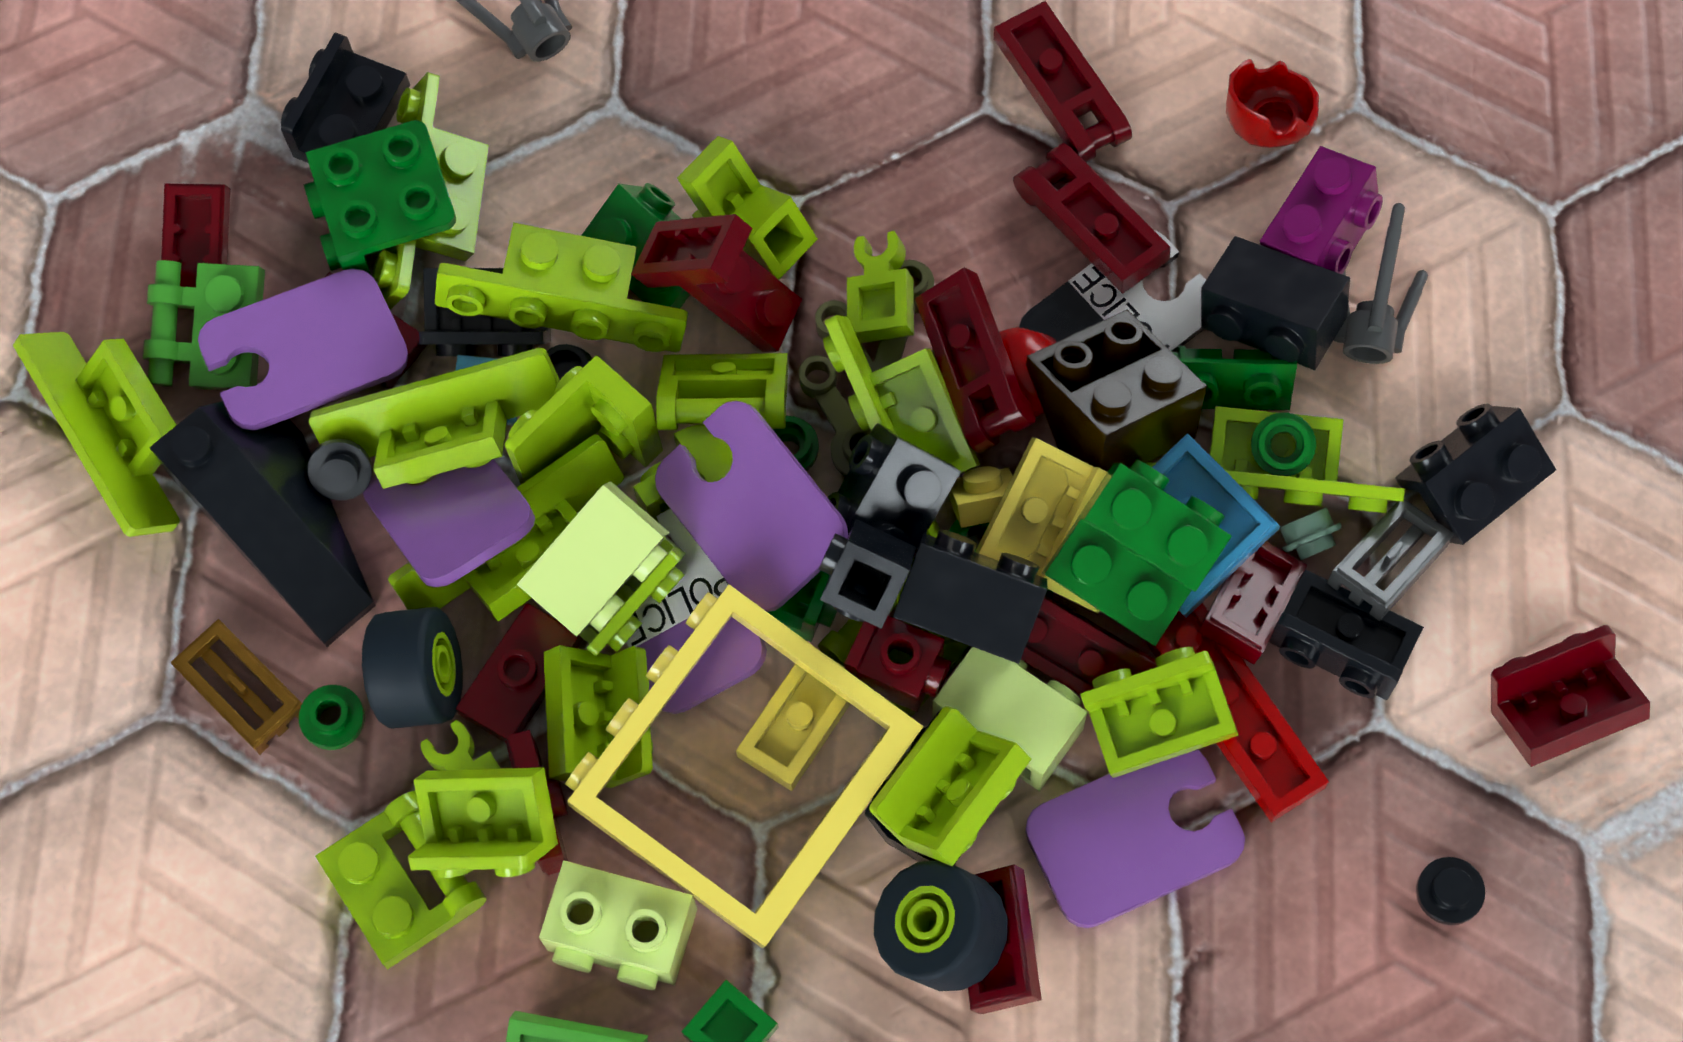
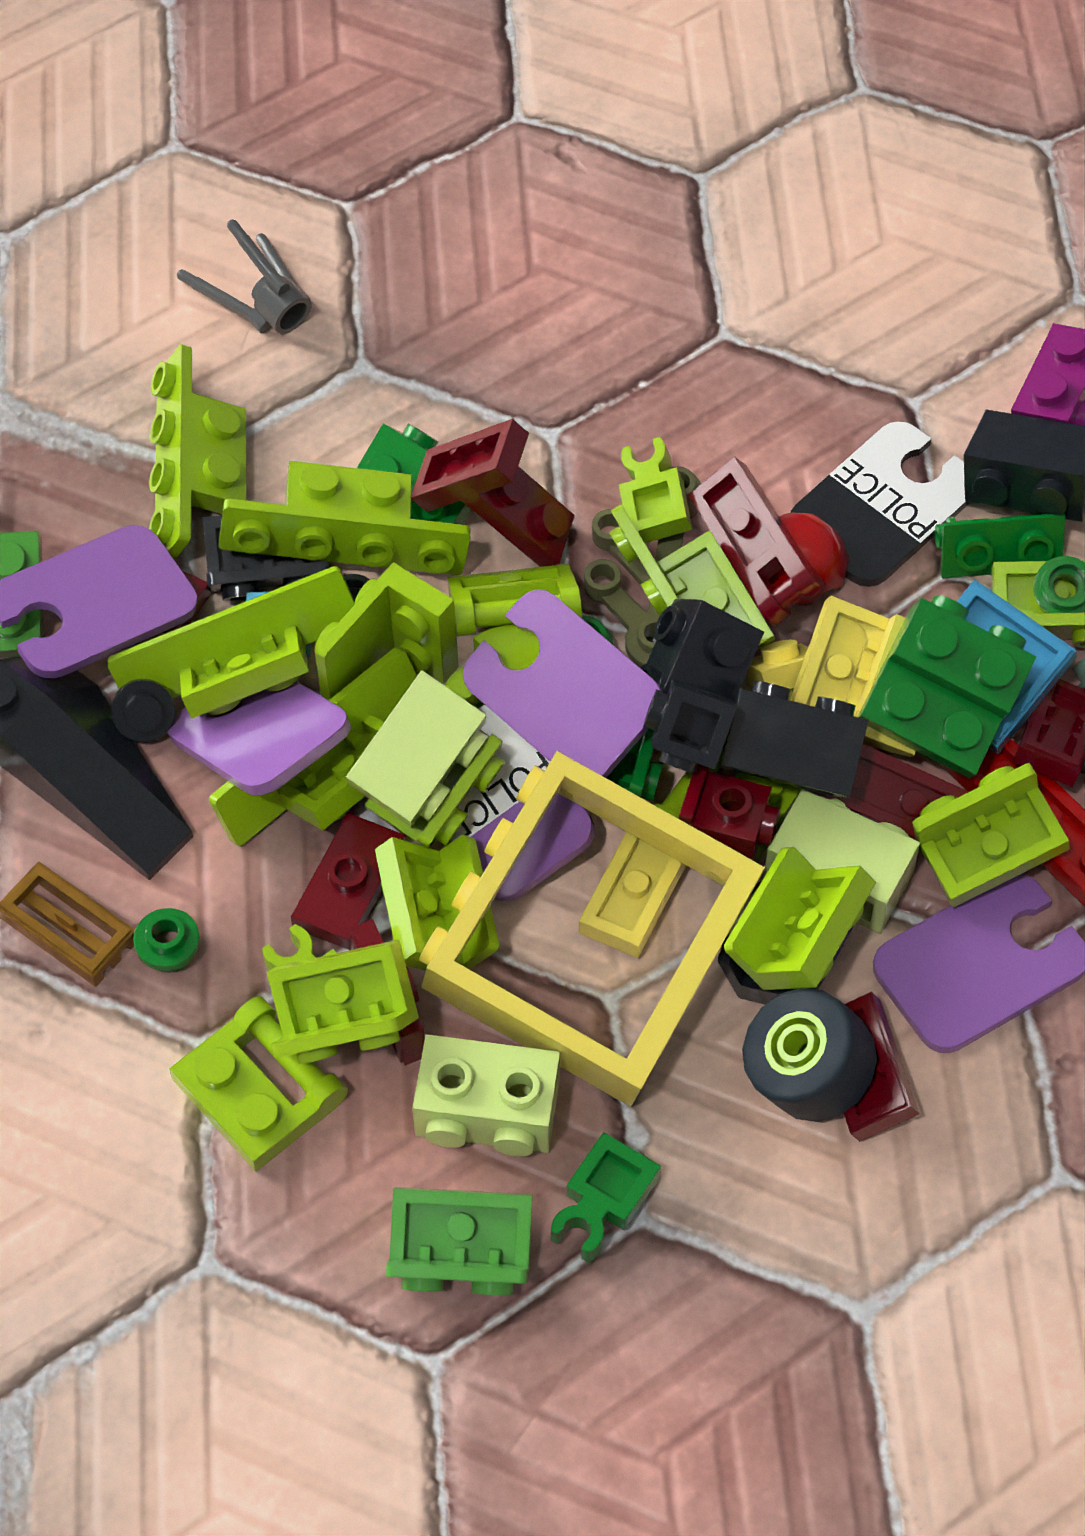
camera: 10 degrees left, 10 degrees down
(341, 99) = (96, 392): black bracket -> none
(377, 193) = (145, 455): green bracket -> none
(412, 667) = (245, 878): black wheel -> none
(725, 185) = (486, 402): lime brick -> none
(1061, 80) = (794, 301): dark red plate -> none
(1093, 217) = (845, 413): dark red plate -> none
(1116, 393) = (895, 553): dark brown slope -> none
(1271, 105) = (997, 300): red hair -> none

